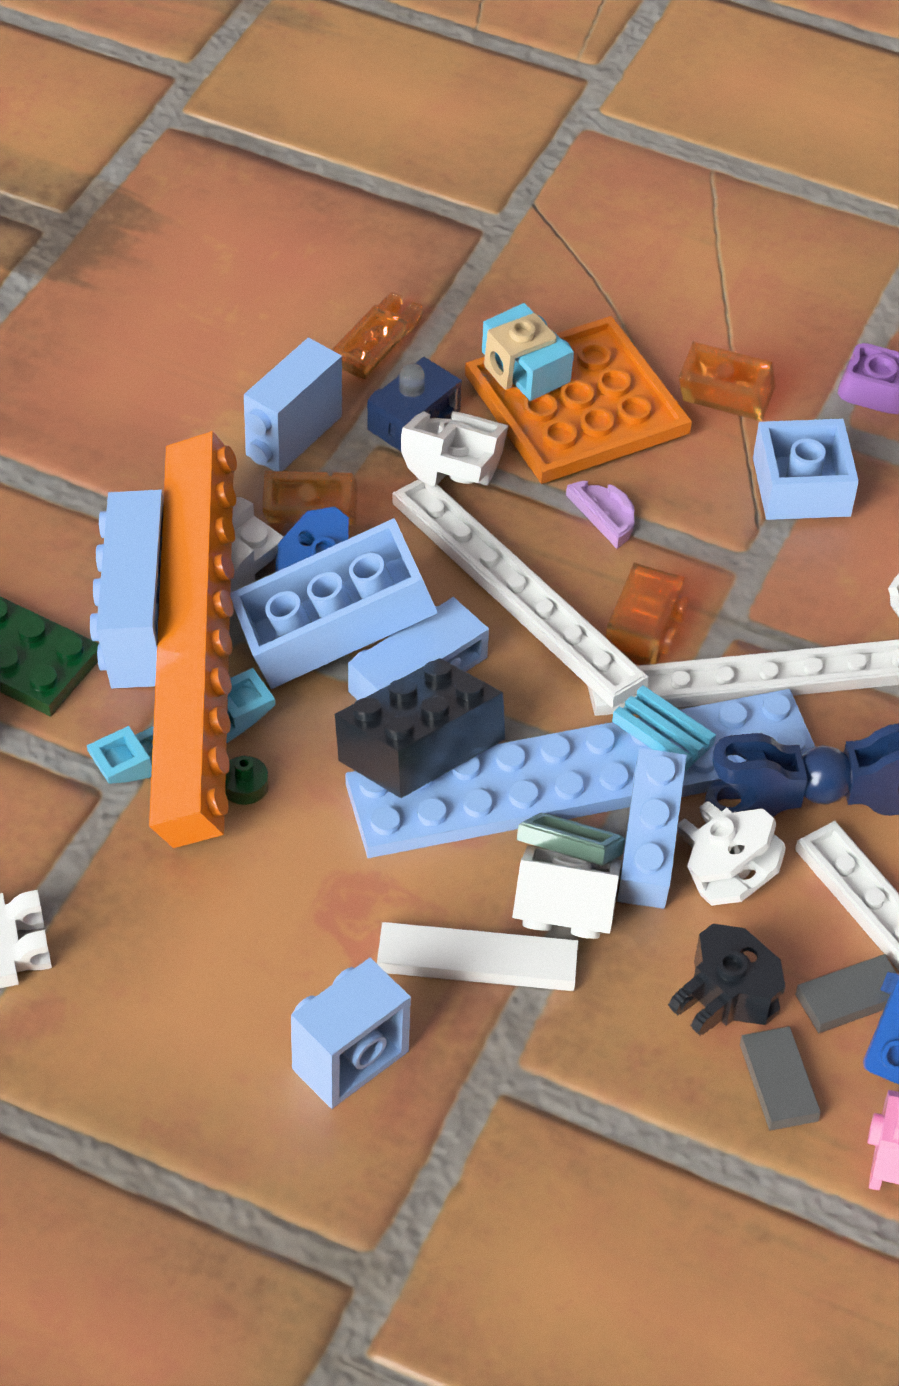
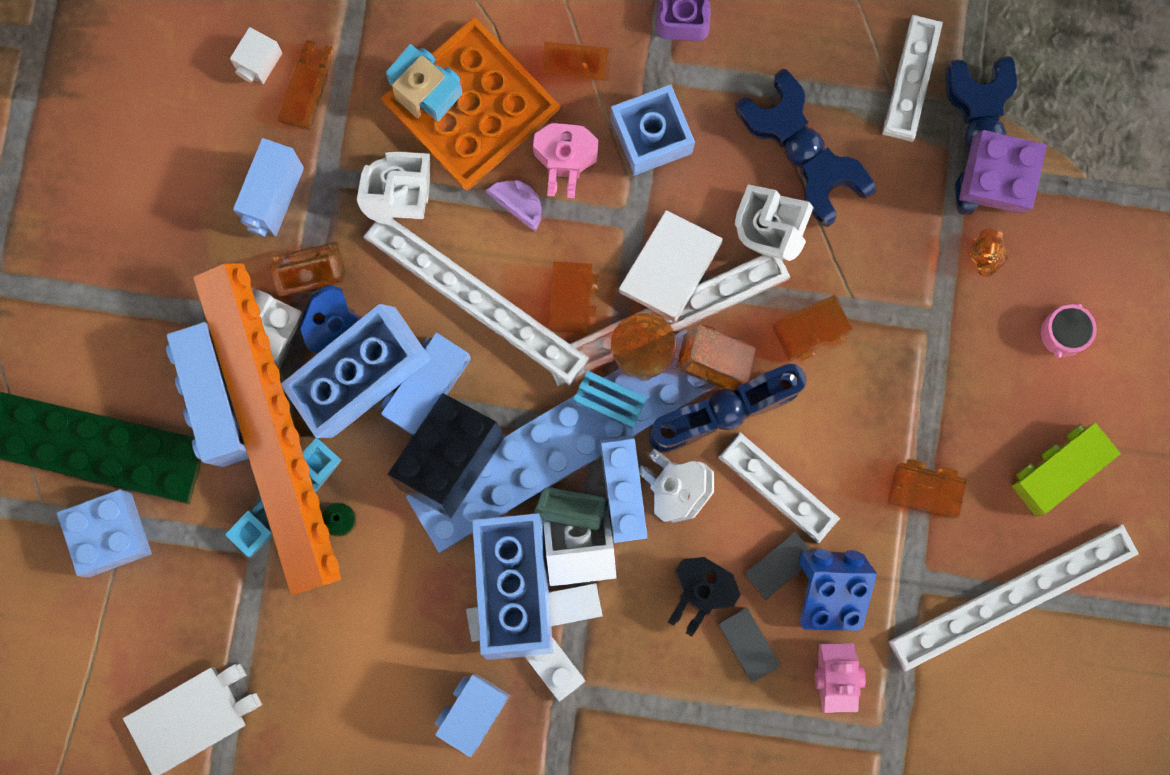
camera: 15 degrees left, 30 degrees up
(326, 291) = (255, 56): none -> white brick
(415, 390) = (355, 145): dark blue piece -> none
(458, 897) = (512, 587): none -> light blue brick
(482, 1026) = (557, 672): none -> white plate
(683, 468) = (565, 157): none -> bright pink hinge
(728, 680) = (643, 346): none -> clear orange tile
(789, 616) = (670, 265): none -> white tile
(821, 712) = (715, 357): none -> clear orange brick

